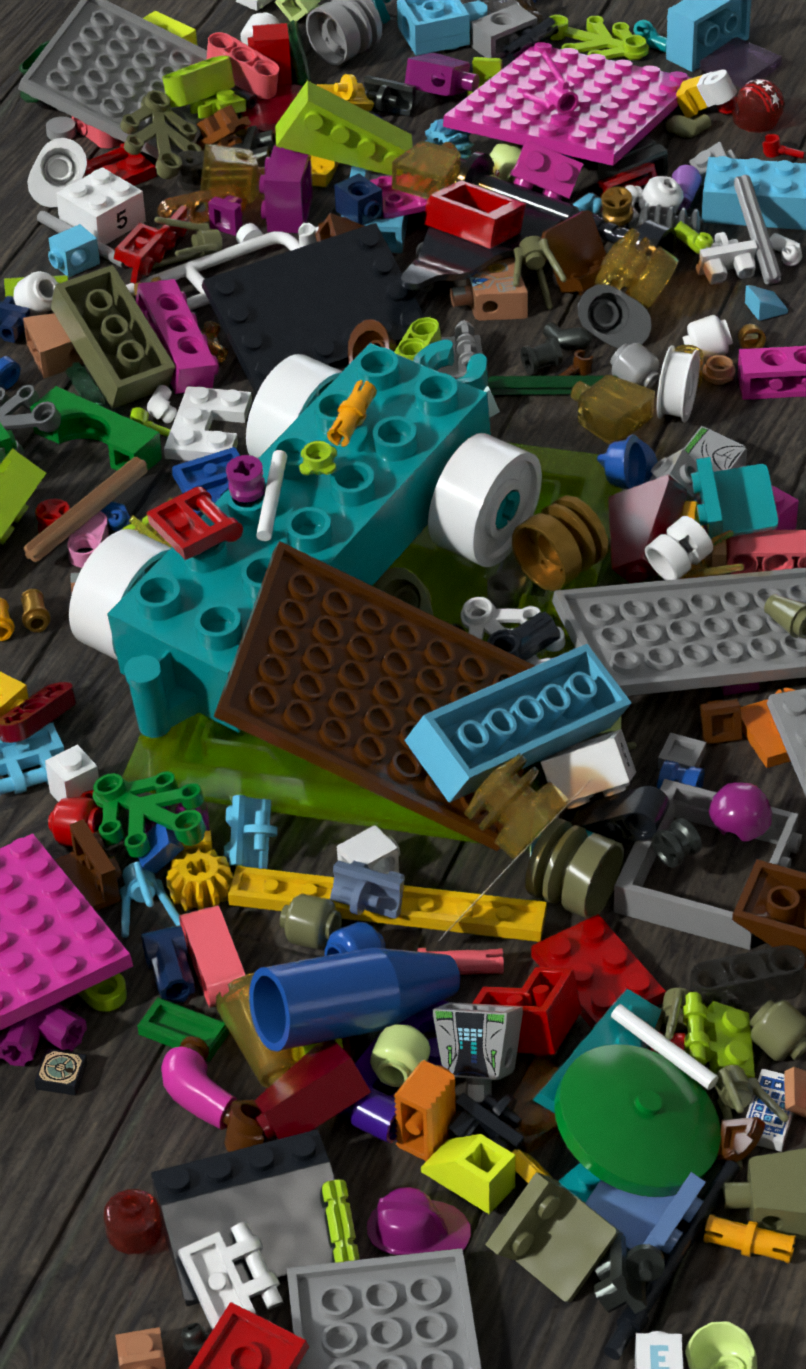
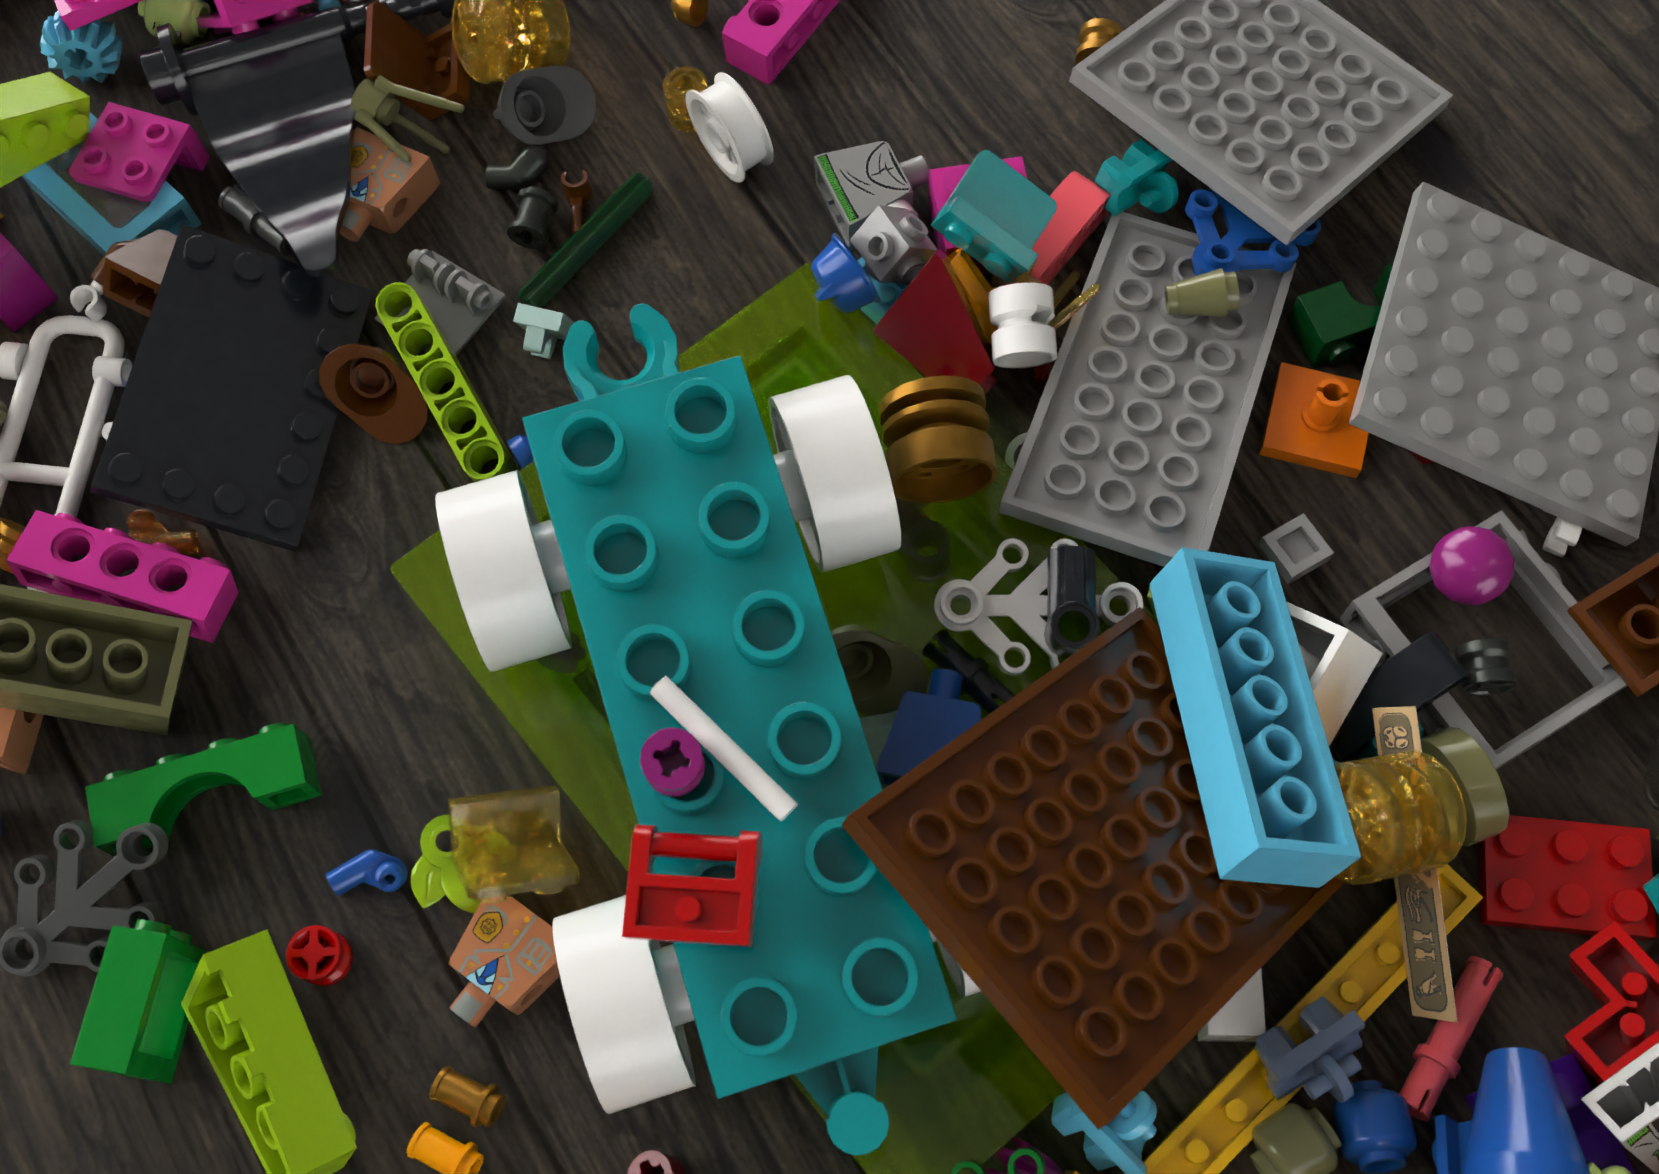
camera: 50 degrees left, 25 degrees up
(84, 384) = (98, 739): clear green axle -> none
(85, 509) = (349, 912): medium nougat axle -> none
(87, 536) = (378, 926): bright pink piece -> none
(141, 416) = (228, 724): lime hand -> none
(159, 405) = (221, 680): white arm -> none
(199, 406) = (309, 686): white plate -> none
(206, 473) = (415, 717): blue wing -> none
(318, 458) = (714, 629): lime plate -> none
(351, 413) = (668, 544): light orange pin -> none
(359, 199) = (102, 207): dark blue brick -> none
(426, 168) = (137, 102): clear yellow torso -> none
(475, 214) = (264, 133): red window -> none
(613, 407) = (685, 214): clear yellow torso -> none
(635, 365) = (641, 144): light grey head -> none
(673, 771) = (1343, 581): blue wheel -> none
(709, 335) = (660, 44): white head -> none
(719, 370) = (714, 62): medium nougat plate -> none
(721, 721) = (1274, 473): reddish brown tile -> none

